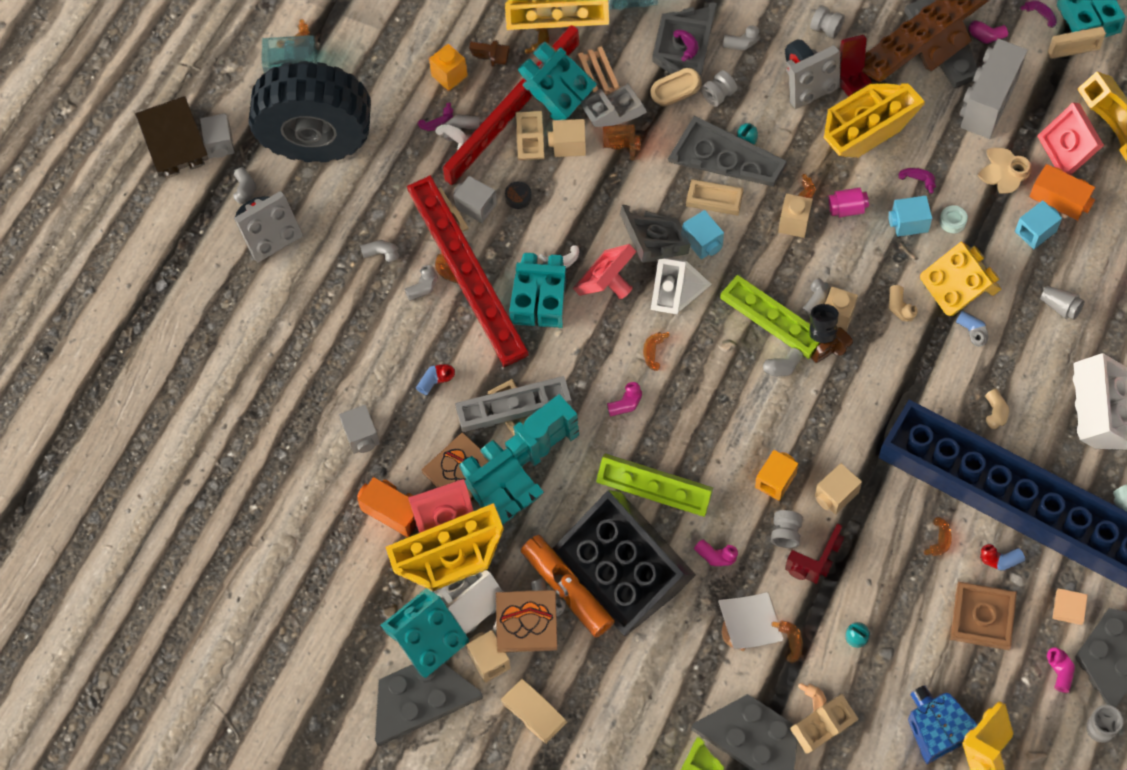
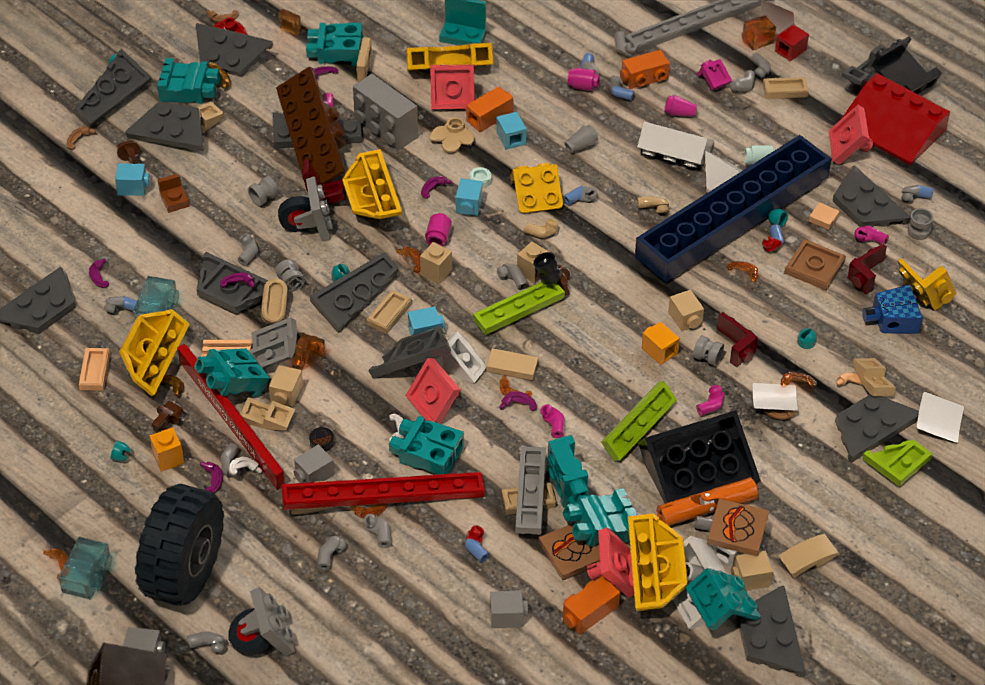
camera: 75 degrees left, 15 degrees down
(436, 31) = (119, 450): none -> teal hinge
(644, 358) = (520, 397): none -> magenta piece
(689, 337) = (512, 364): none -> tan tile
(783, 366) = (565, 312): light grey arm -> none
(999, 666) = (859, 268): none -> dark red bracket
(1038, 553) = (778, 217): none -> teal hinge
(1083, 468) = (718, 171): none -> white slope

